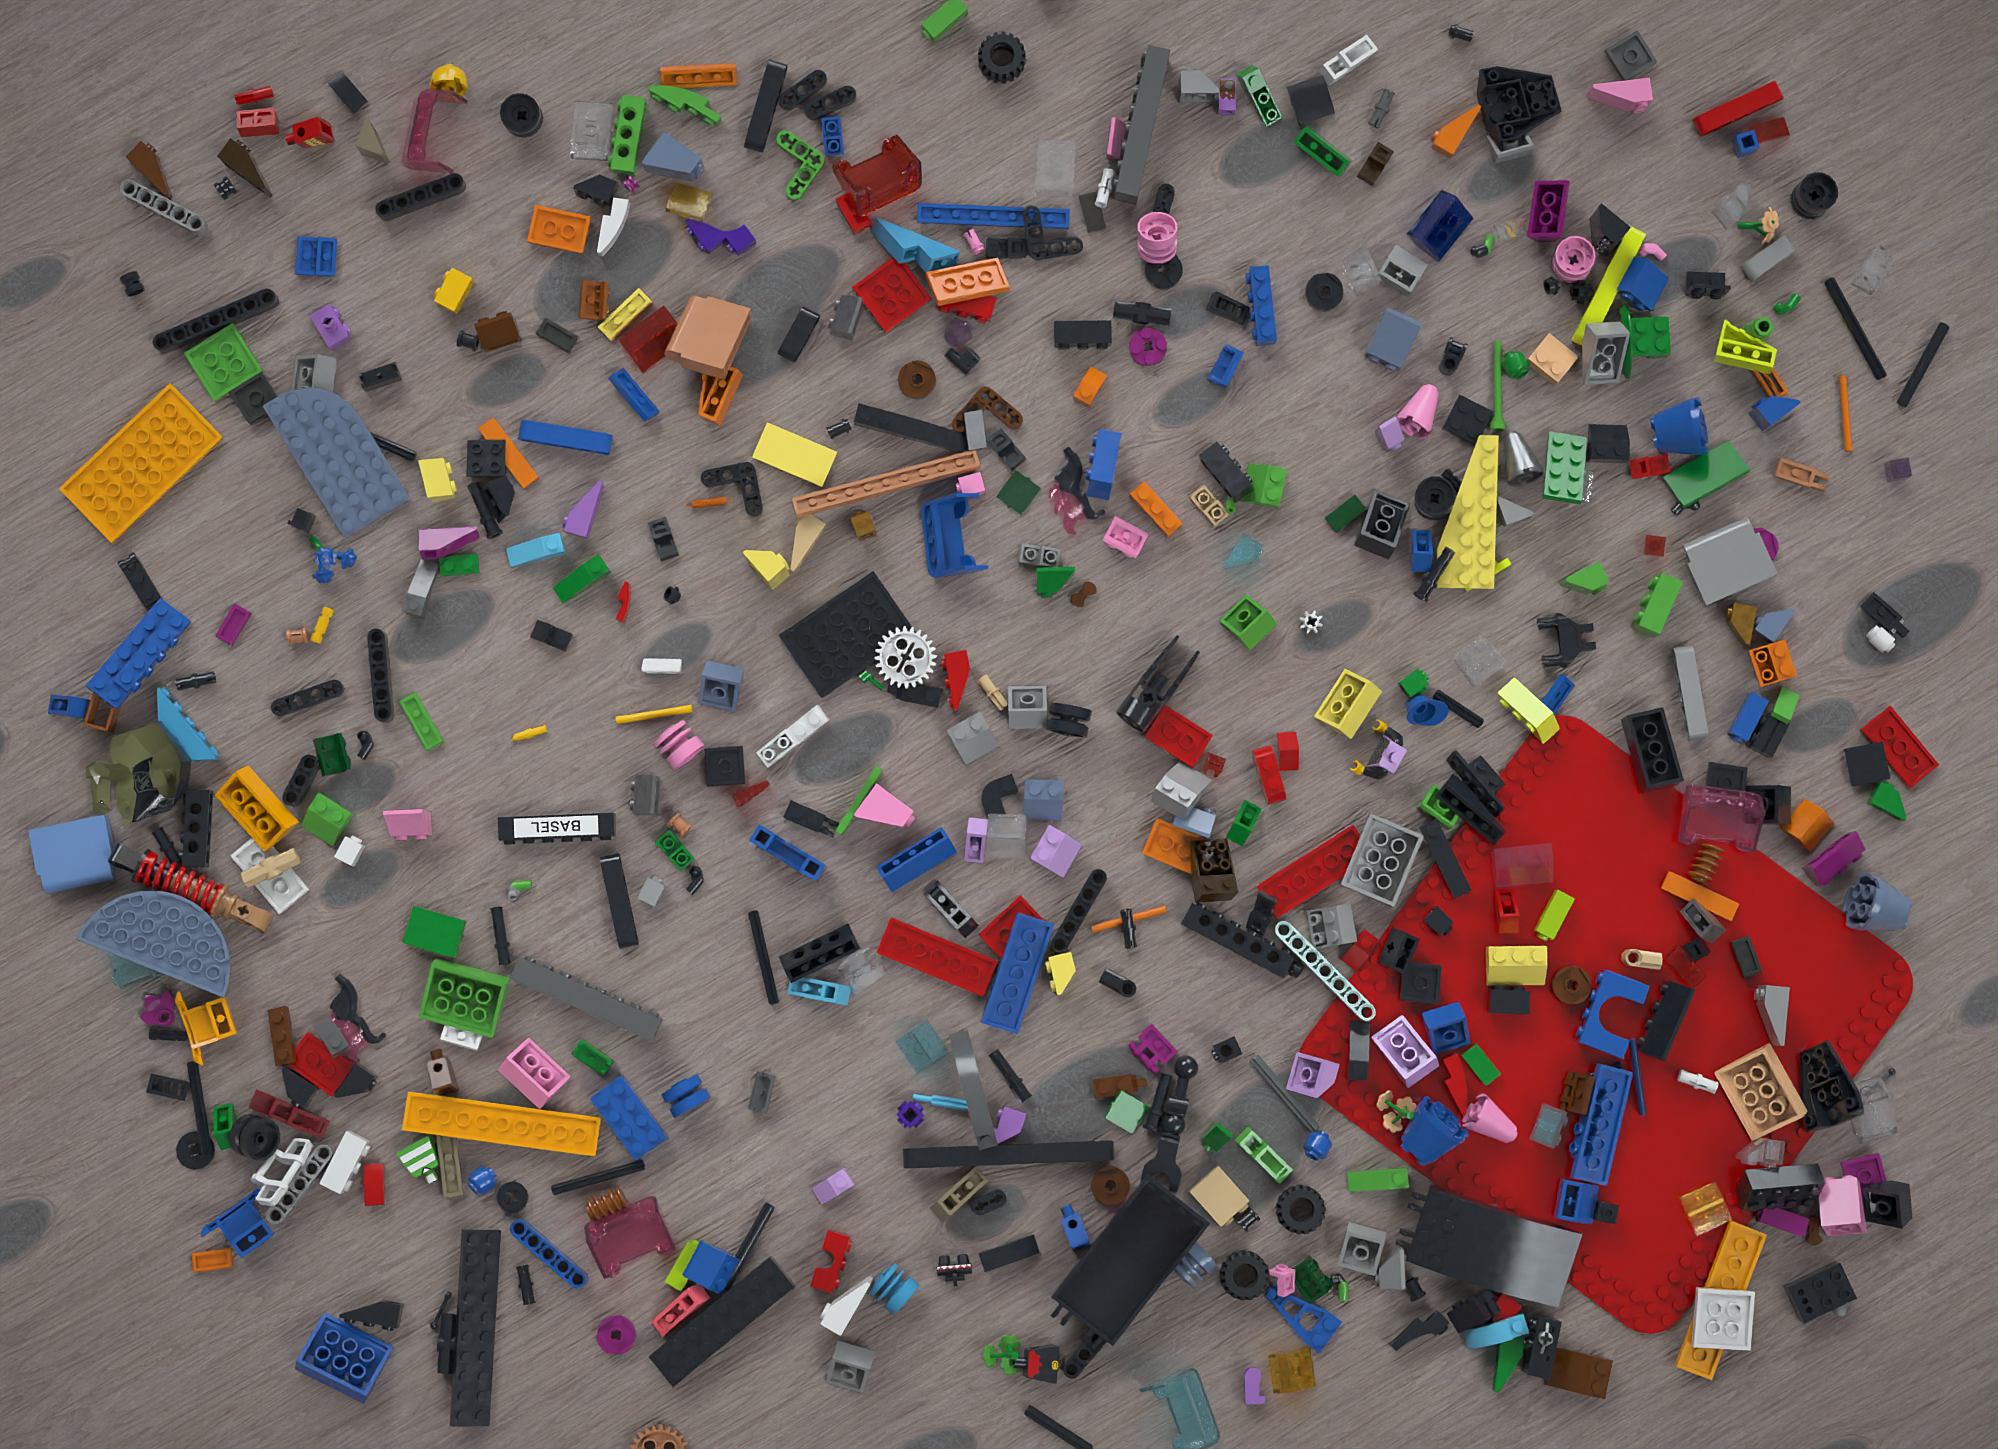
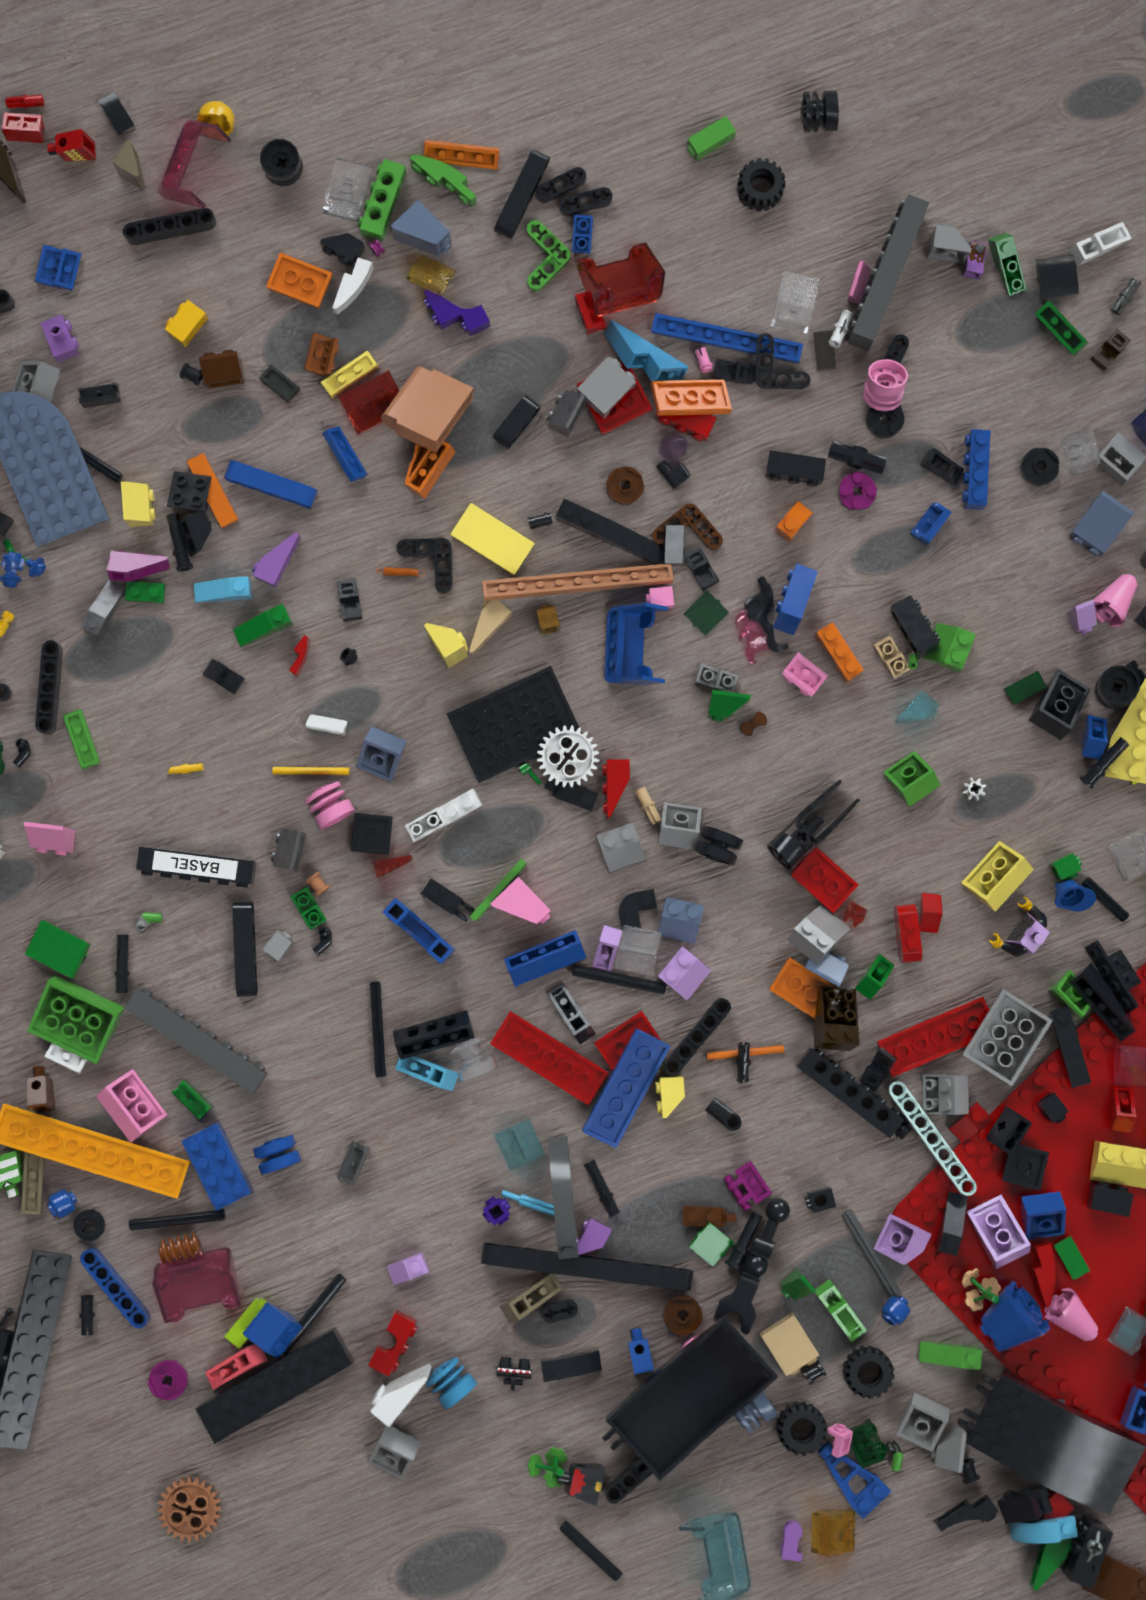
camera: 10 degrees right, 0 degrees up
(882, 284) = (606, 386): none -> light grey panel
(992, 868) = (619, 979): none -> black axle

